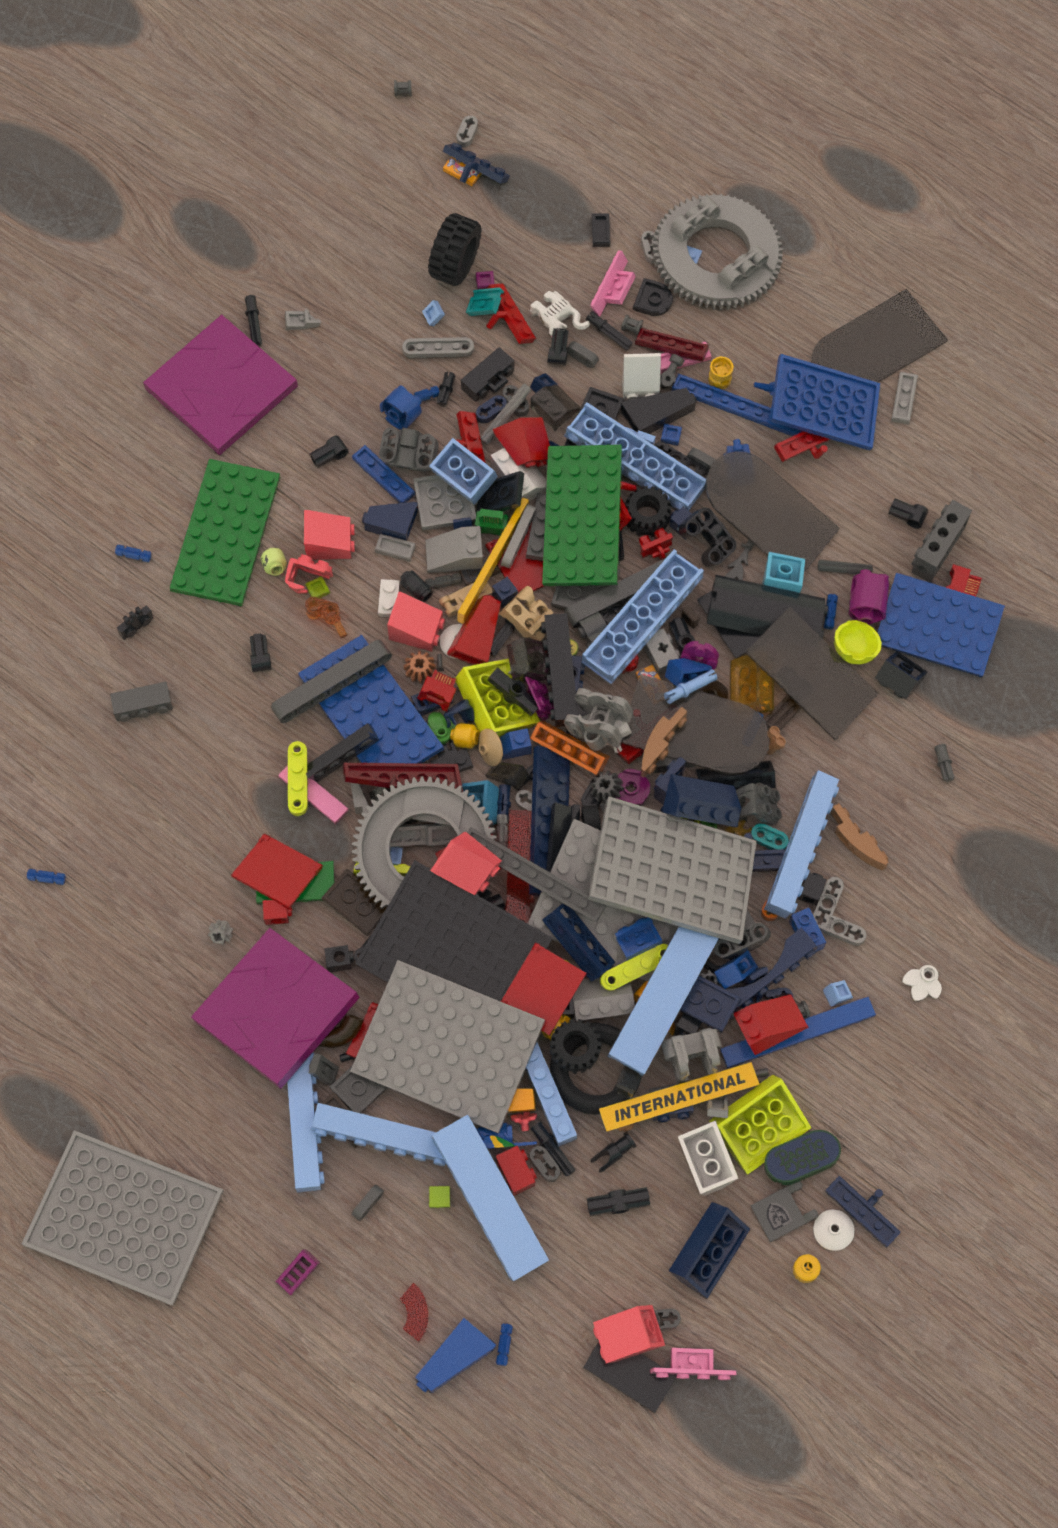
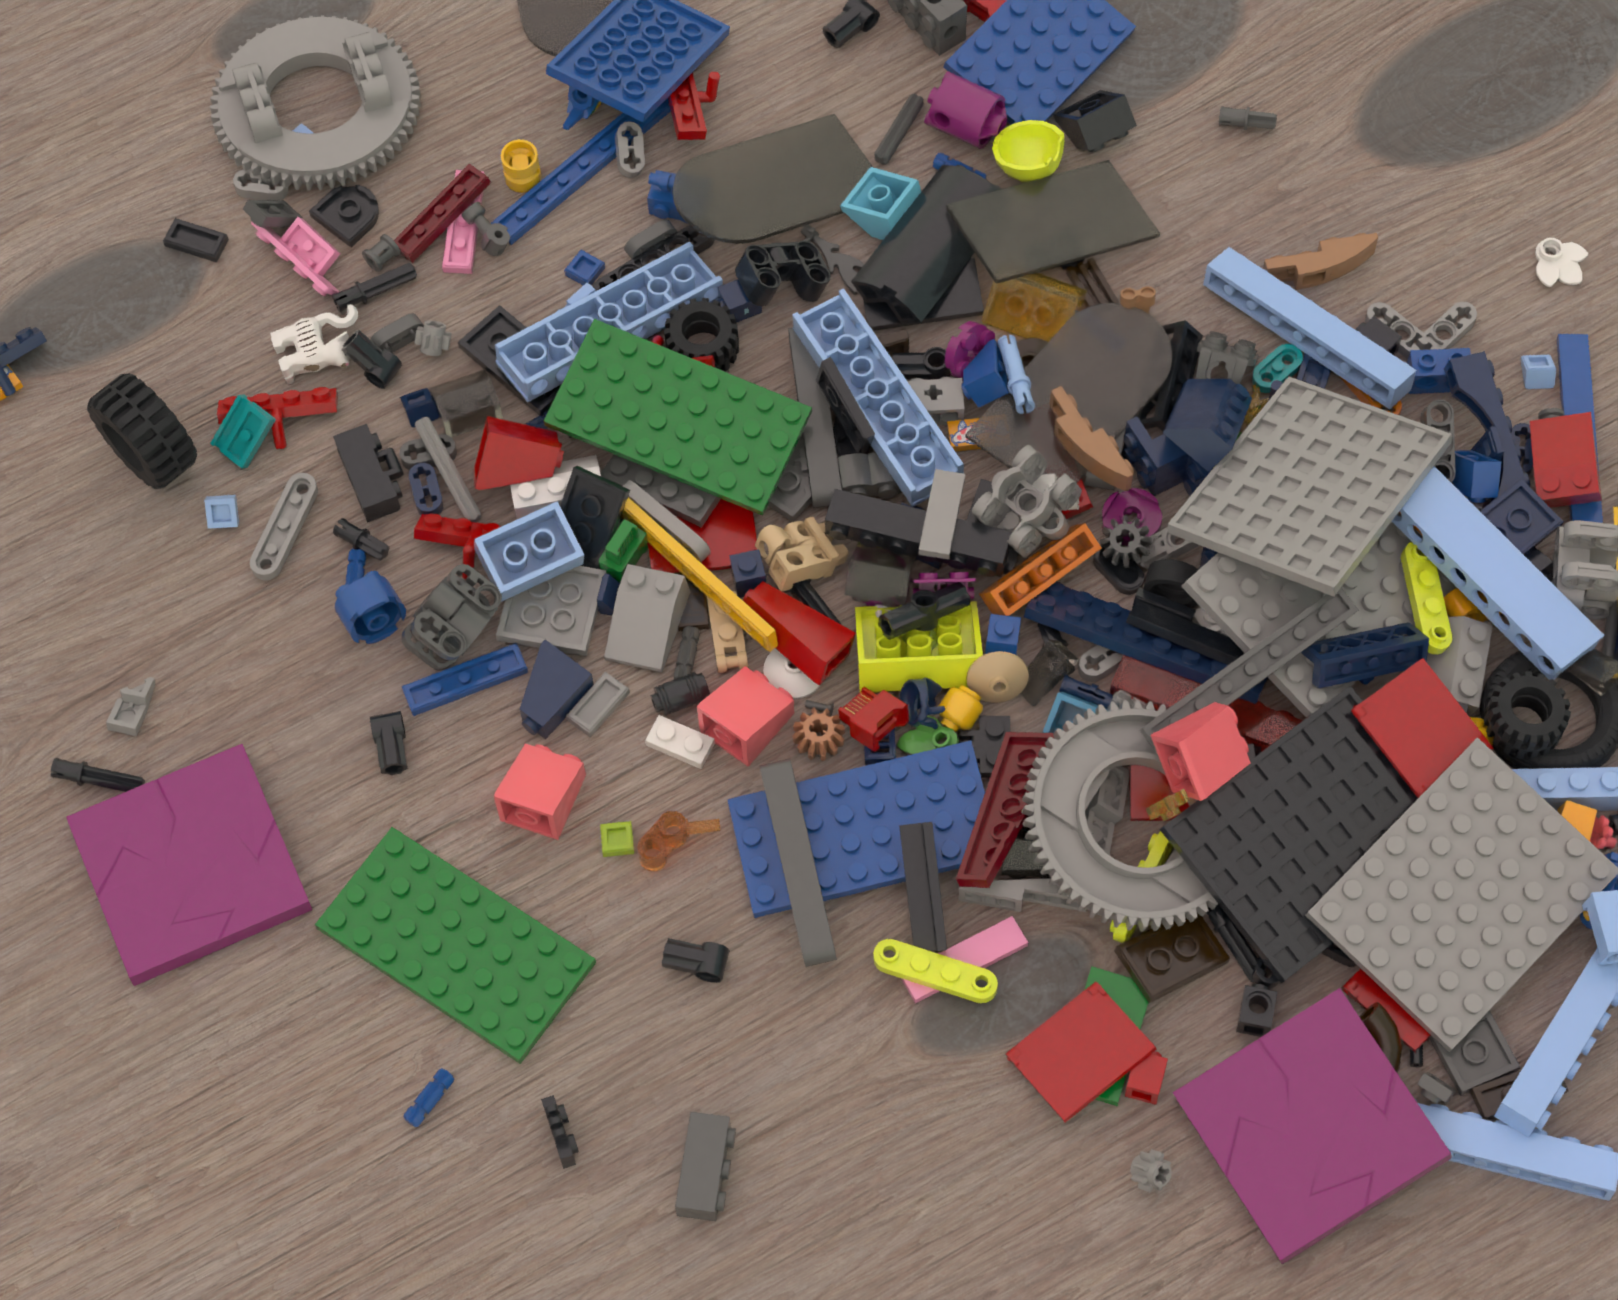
camera: 65 degrees left, 5 degrees down
(273, 561) = (545, 884): yellowish green head -> none
(306, 564) = (579, 831): coral piece -> none
(427, 858) = (1168, 806): none -> clear yellow plate
(483, 279) = (200, 423): magenta tile -> none
(572, 675) = (942, 514): none -> light grey tile
(587, 372) = (432, 338): none -> light grey gear
(629, 258) = (271, 213): none -> dark grey plate
(629, 591) = (845, 406): none -> black tile
(638, 938) = (1391, 575): blue bracket -> none
(641, 375) = (485, 264): white slope -> none
(654, 411) = (539, 274): black slope -> none
(657, 547) = (756, 359): red hips -> none
(758, 422) = (636, 149): none -> light grey beam

